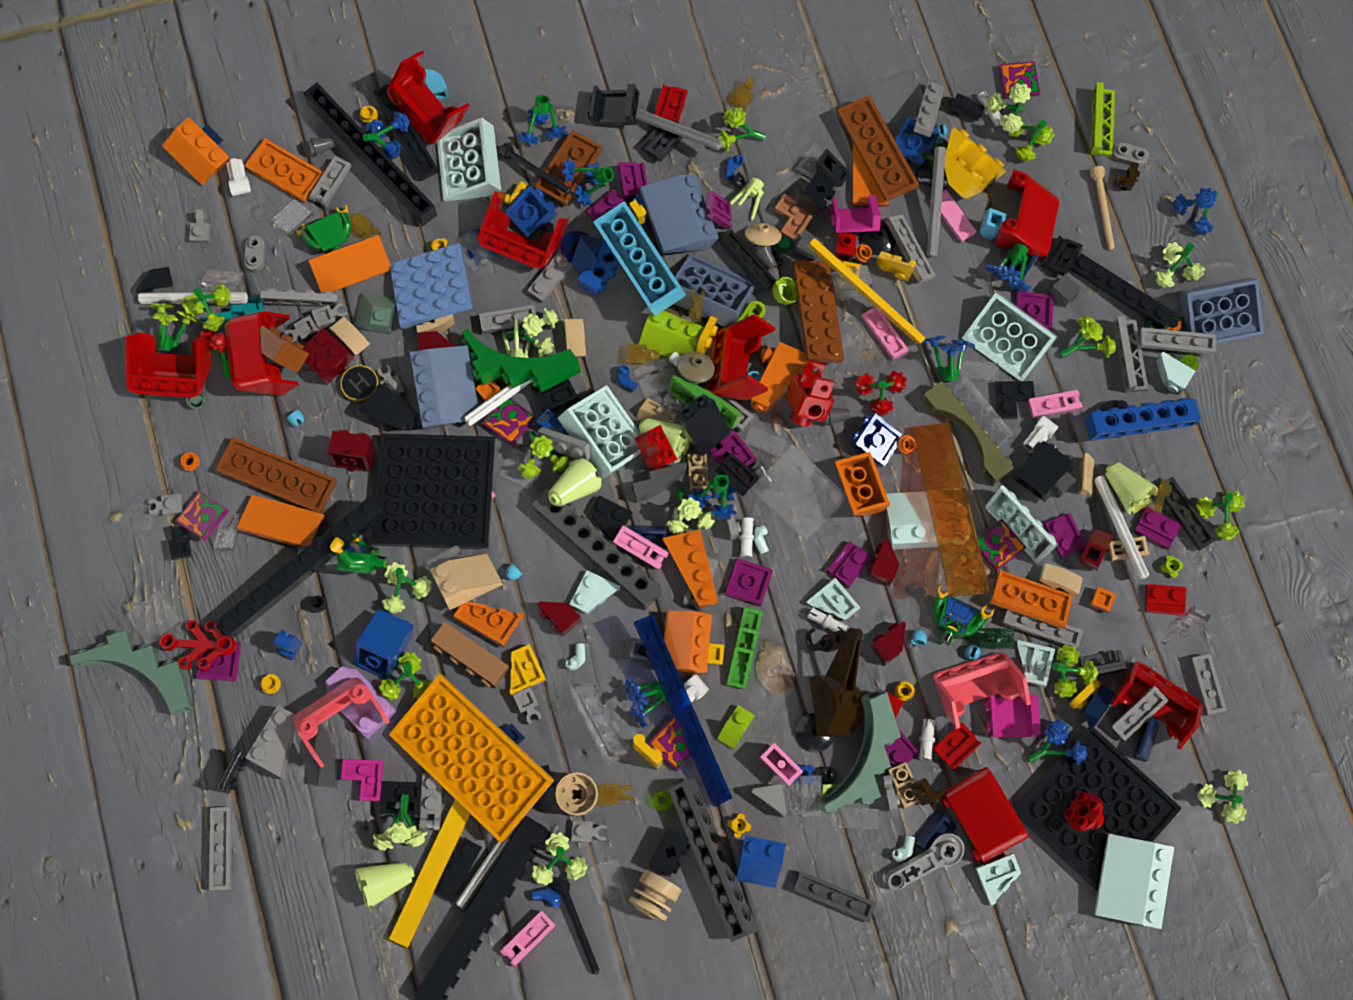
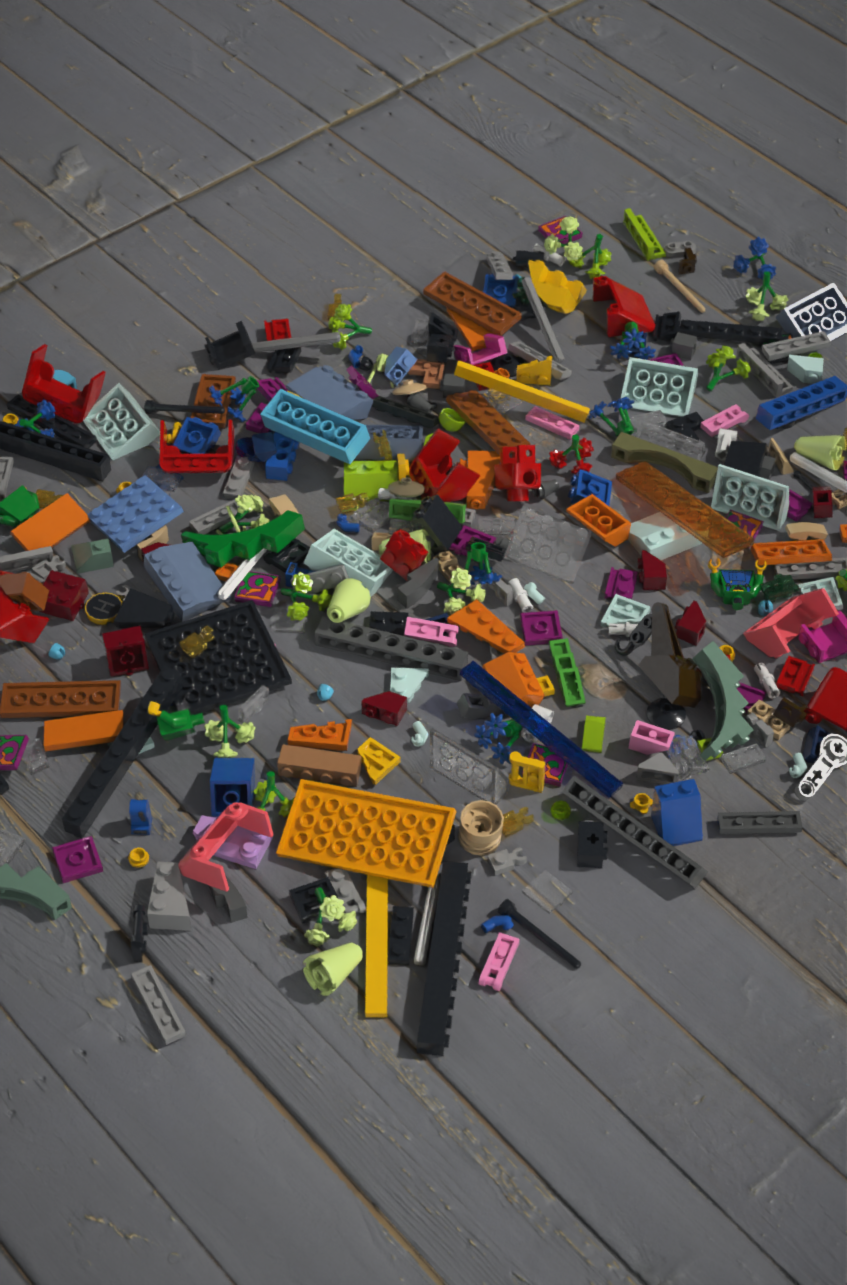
camera: 20 degrees left, 25 degrees down
(200, 645) = (75, 840): red plant -> none
(317, 601) = (152, 780): black hinge -> none
(349, 335) = (80, 572): tan slope -> none
(369, 773) = (273, 890): dark pink plate -> none
(419, 468) = (197, 643): none -> clear yellow plate
(465, 579) = (281, 711): tan slope -> none
(526, 702) = (394, 782): light grey plate -> none
(539, 111) = (169, 358): plant -> none
(557, 845) = (484, 878): yellowish green plant -> none
(654, 896) = (598, 876): tan wheel -> none
(766, 199) = (398, 364): none -> medium blue slope
(784, 245) = (430, 393): dark green plate -> none
(910, 444) = (618, 486): orange plate -> none
(919, 638) = (713, 613): medium azure hinge -> none
(955, 218) = (566, 332): bright pink tile -> none
(992, 223) = (597, 320): medium azure brick -> none

